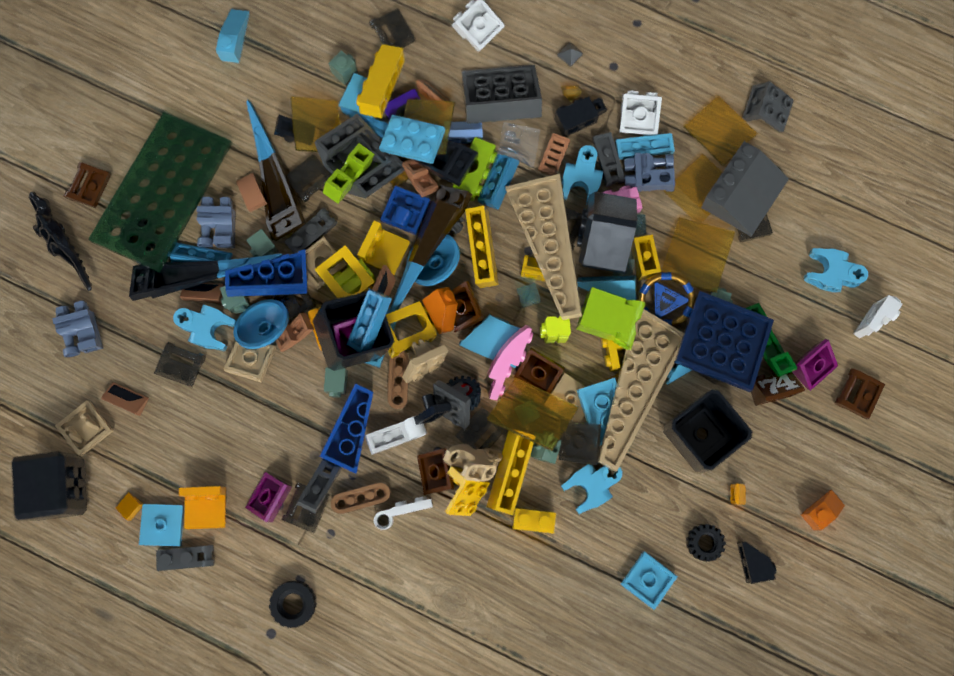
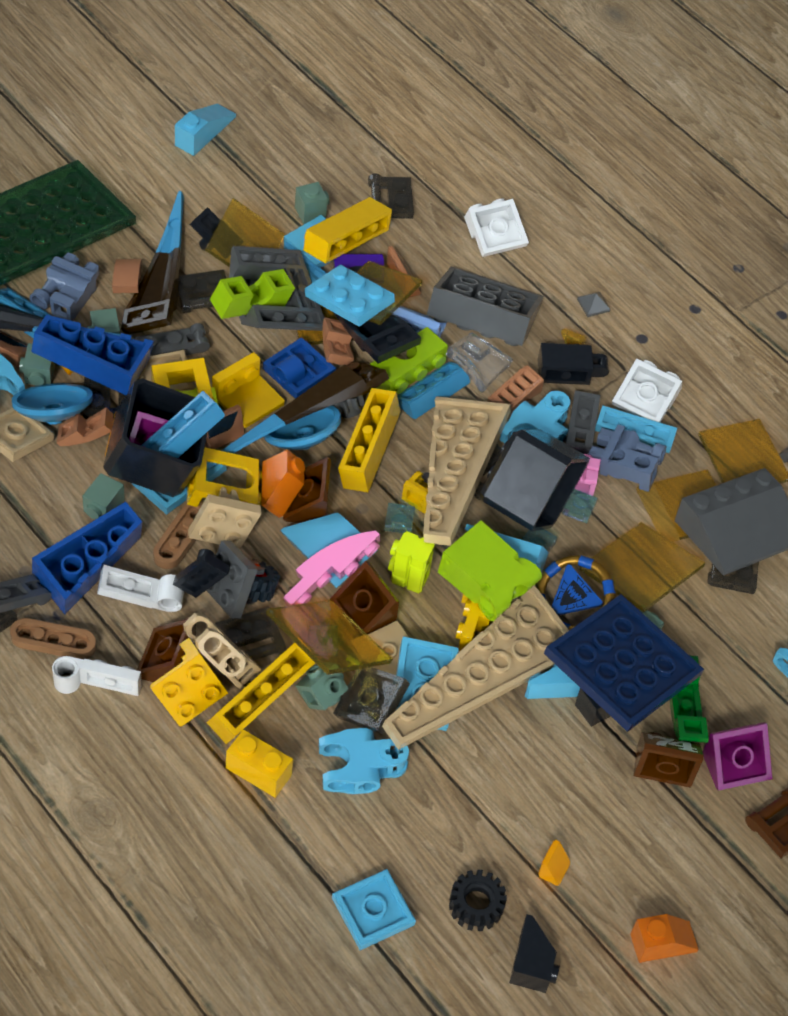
camera: 20 degrees right, 25 degrees down
(645, 257) = (572, 533): yellow brick -> none
(723, 426) = (551, 734): black plate -> none

